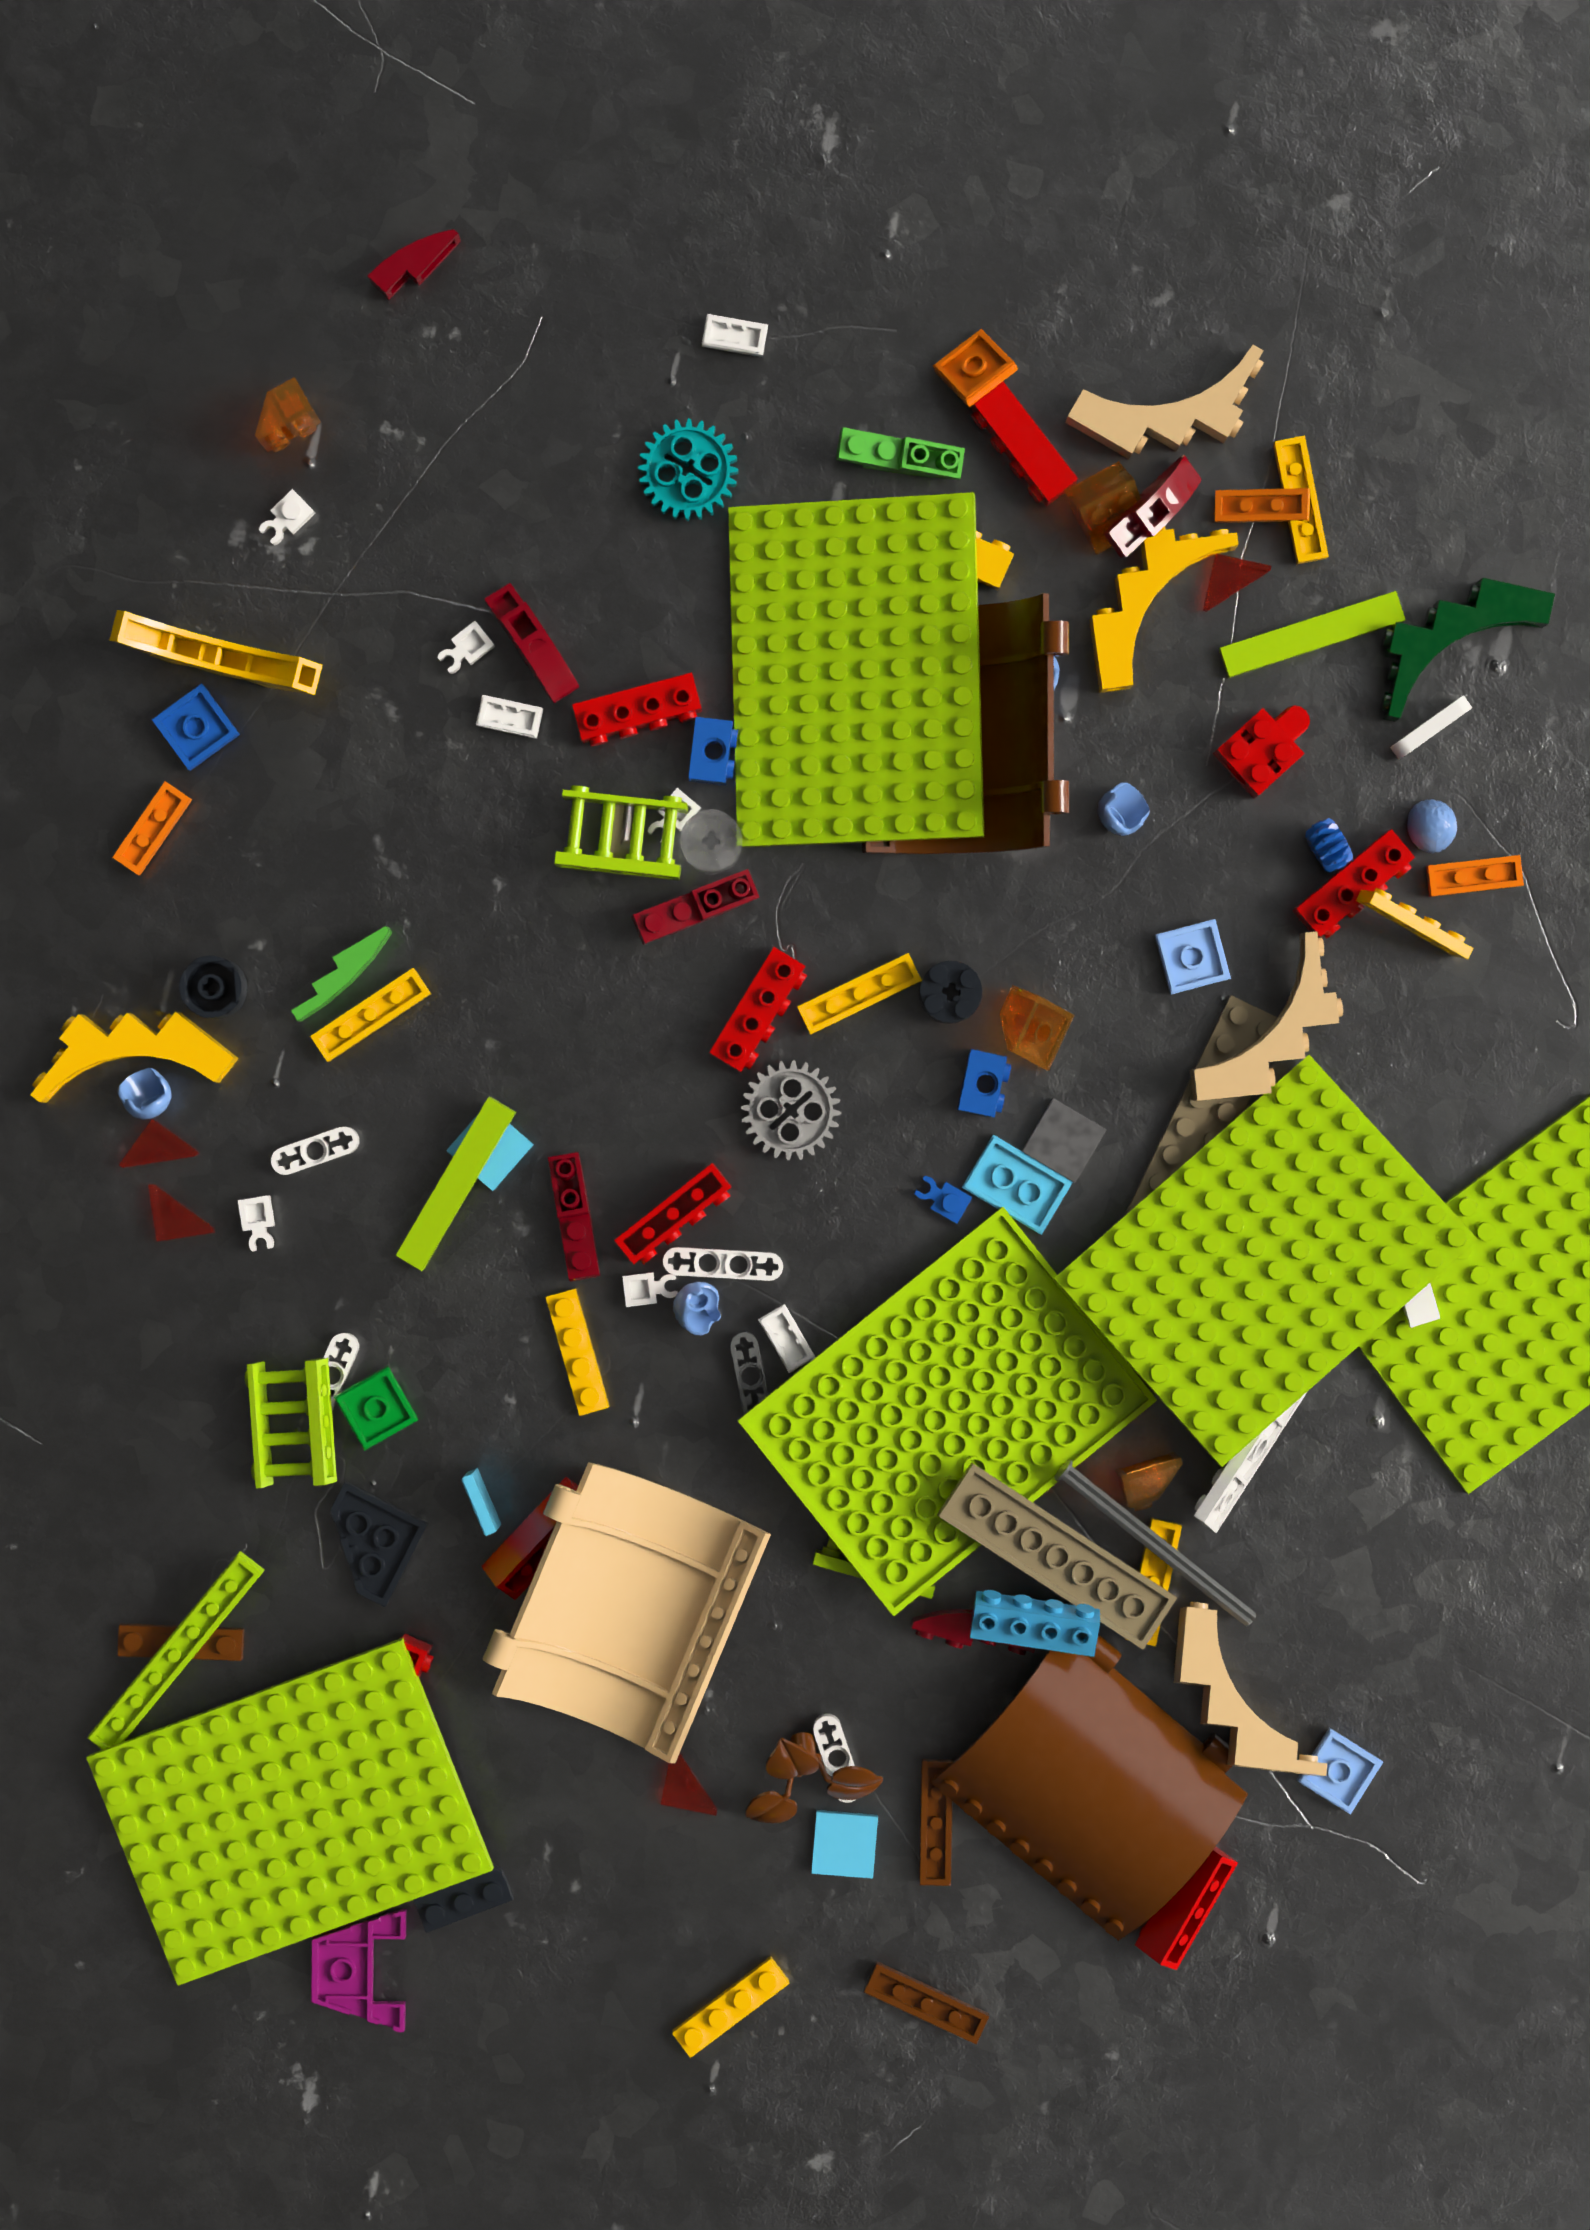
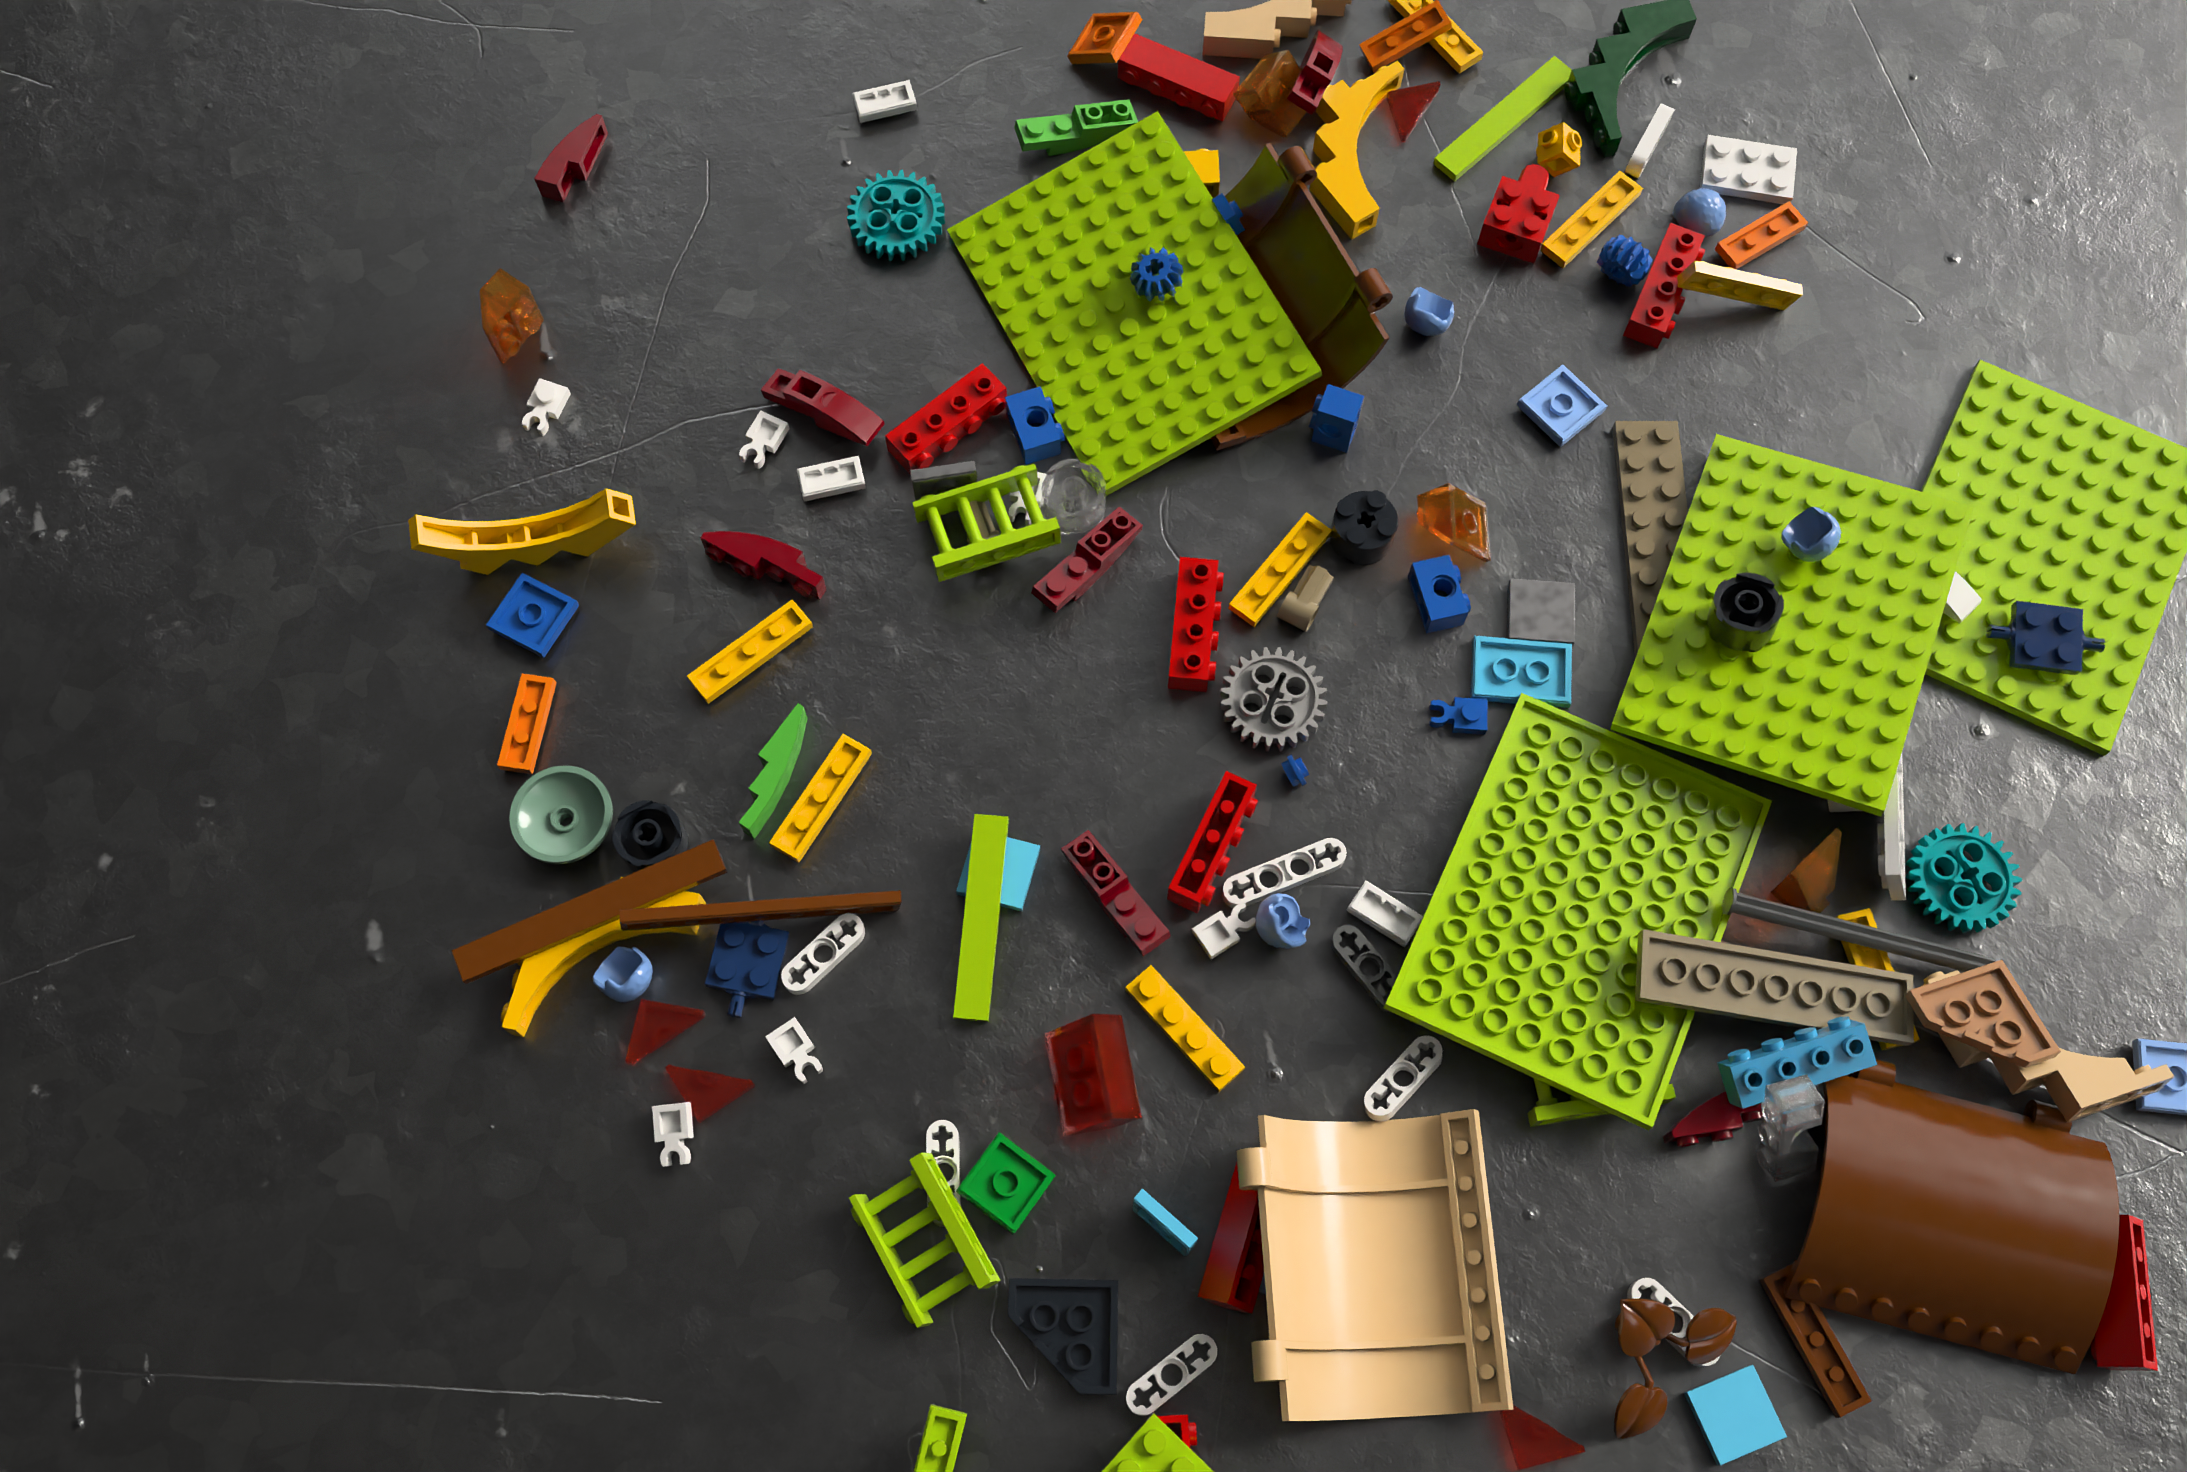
camera: 25 degrees left, 20 degrees down
(126, 928) = (547, 801): none -> sand green dish
(135, 1238) = (673, 1125): none -> white plate
(138, 1032) = (588, 911): none -> reddish brown tile
(251, 1125) = (747, 962): none -> dark blue plate
(277, 1098) = (759, 910): none -> reddish brown tile
(368, 851) = (750, 651): none -> yellow plate
(410, 762) = (758, 554): none -> dark red slope
(414, 1624) = (1143, 1384): none -> white beam
(484, 1356) = (1092, 1074): none -> clear red slope
(602, 780) = (942, 478): none -> flat silver tile
(725, 1489) = (1379, 1089): none -> white beam
(776, 1182) = (1295, 770): none -> blue plate
(863, 1034) = (1303, 604): none -> dark tan piece
(889, 679) = (1152, 264): none -> blue gear
(978, 878) = (1336, 417): none -> blue brick
(986, 631) = (1230, 212): none -> blue plate
(1000, 1667) = (1784, 1142): none -> clear arch
(1208, 1657) = (1987, 1013): none -> medium nougat plate
(1213, 1226) = (1745, 612): none -> brick
(1304, 1537) = (1938, 890): none -> teal gear
(1306, 1006) = (1690, 427): tan arch -> none
(1314, 1202) = (1812, 535): none -> medium blue hair
(1328, 783) = (1591, 219): none -> yellow plate
(1337, 698) = (1559, 149): none -> yellow brick
(1473, 1376) = (2046, 638): none -> dark blue plate
(1507, 799) = (1748, 169): none -> white plate

